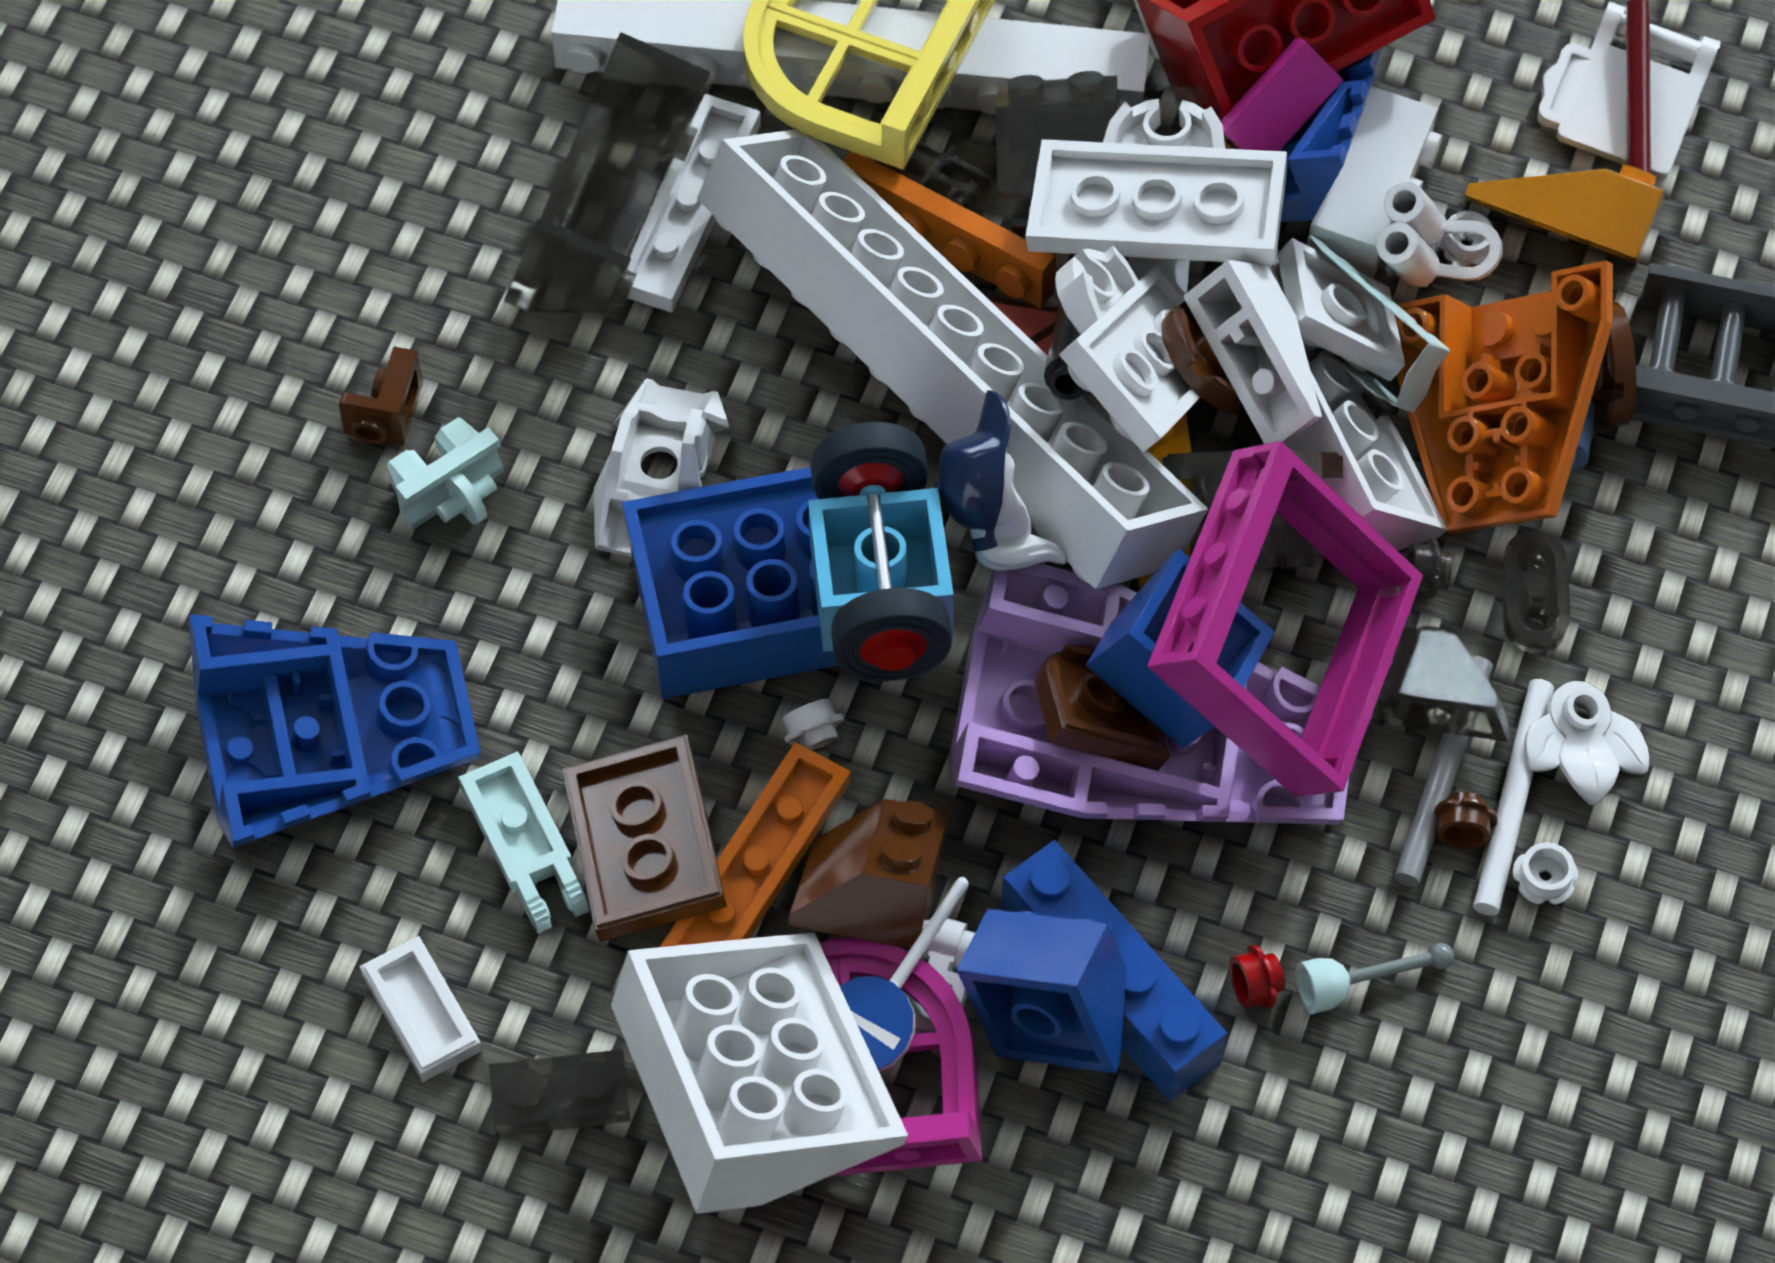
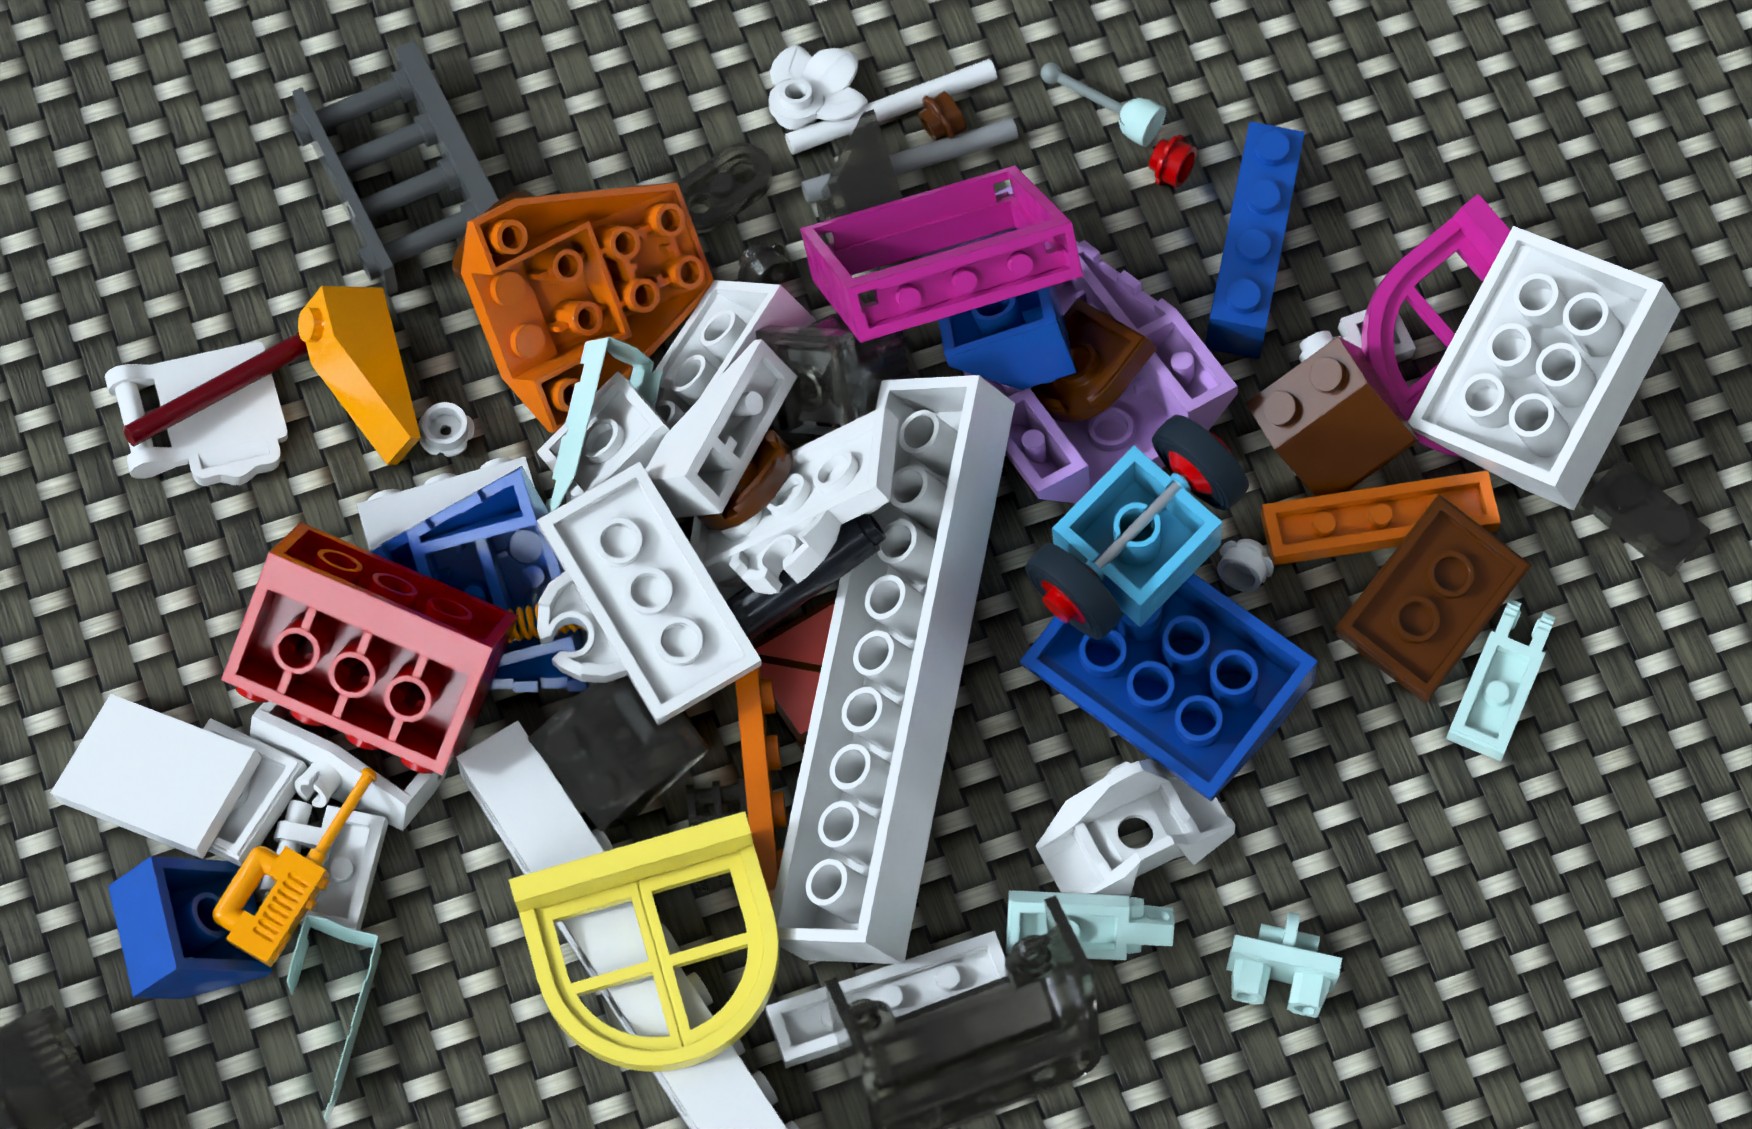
camera: 130 degrees left, 5 degrees up
(321, 719) = (1555, 875): blue wedge -> none
(392, 404) = (1252, 1063): reddish brown bracket -> none
(421, 1008) = (1674, 651): white tile -> none
(613, 371) = (1102, 923): none -> light aqua hinge
(882, 1007) = (1423, 335): blue piece -> none
(981, 495) = (1017, 507): dark blue hair -> none
(1047, 989) = (1320, 241): blue slope -> none
(1281, 100) = (473, 583): dark pink tile -> none
(1417, 226) = (494, 434): white piece -> none
(1548, 858) = (937, 35): white plate -> none

